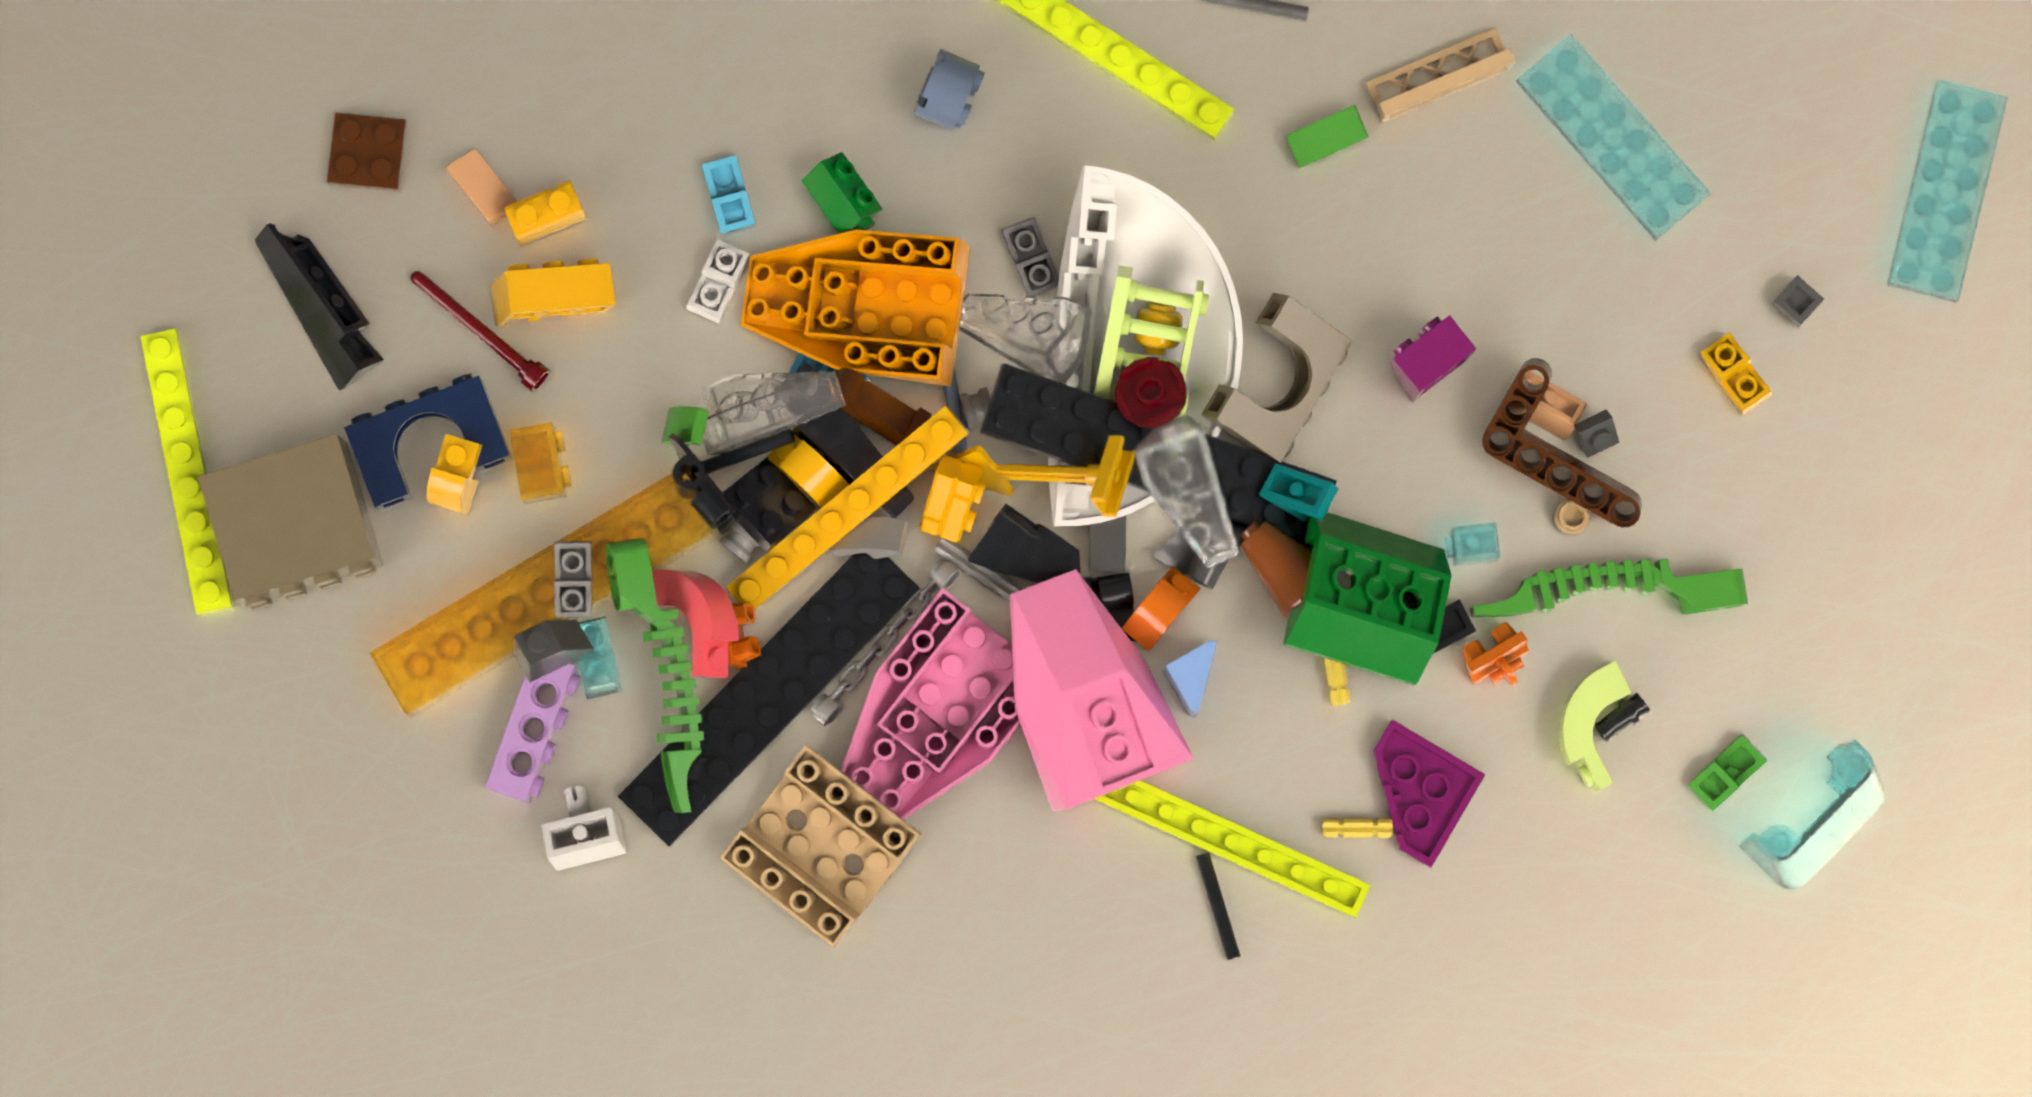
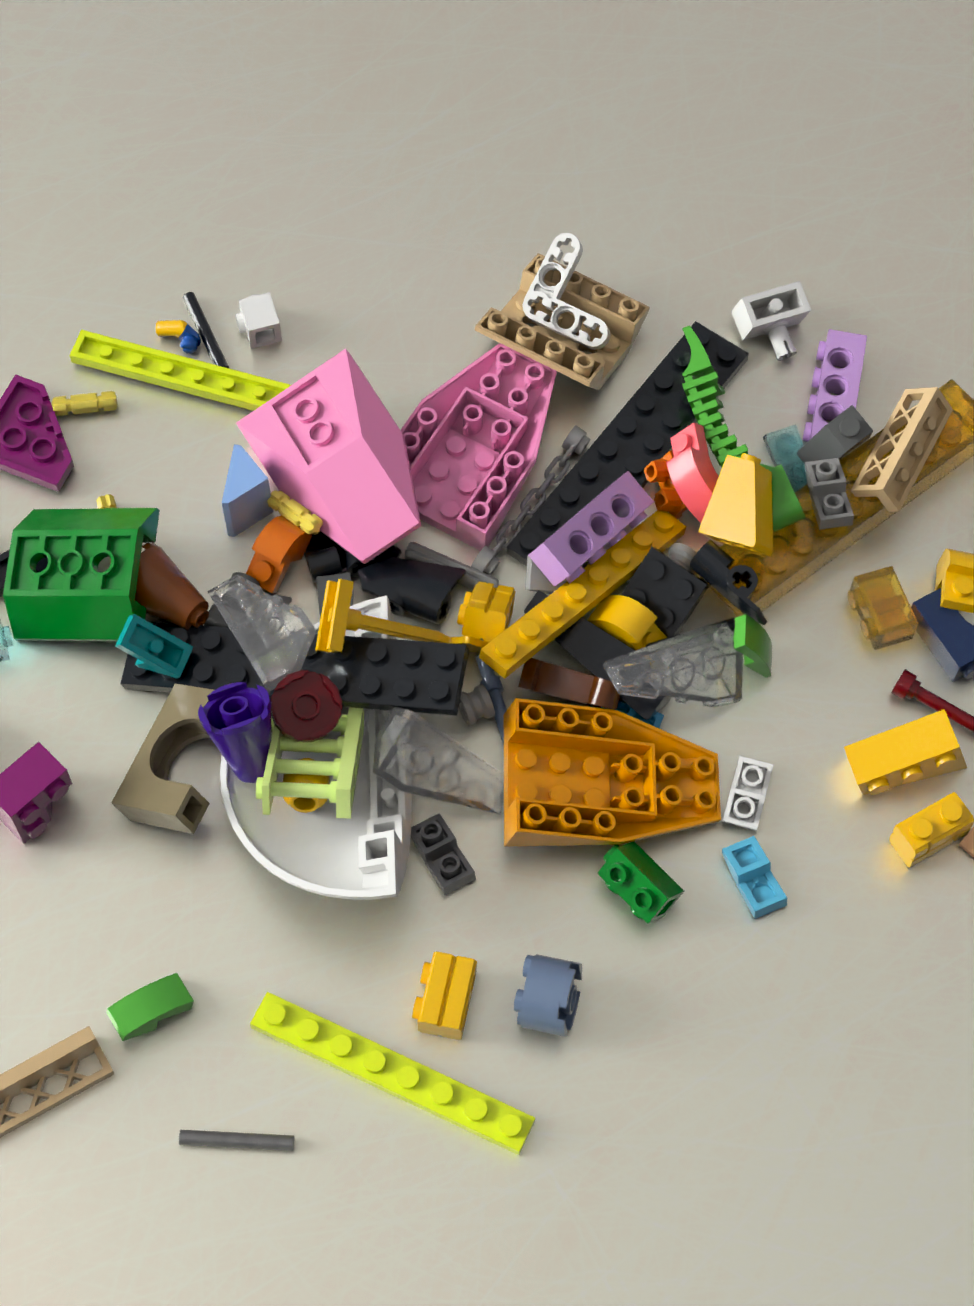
camera: 175 degrees right, 20 degrees down
(473, 617) = (910, 447): none -> tan fence
(672, 556) = (741, 506): none -> yellow slope
(829, 876) = (551, 296): none -> white beam
(848, 572) = (607, 515): none -> lavender brick
(1045, 109) = (446, 995): none -> yellow brick
(1140, 642) = (295, 512): none -> light yellow axle
(1157, 908) = (259, 320): none -> white brick
(1220, 375) = (240, 727): none -> dark purple cone
(1247, 909) = (189, 337): none -> arm

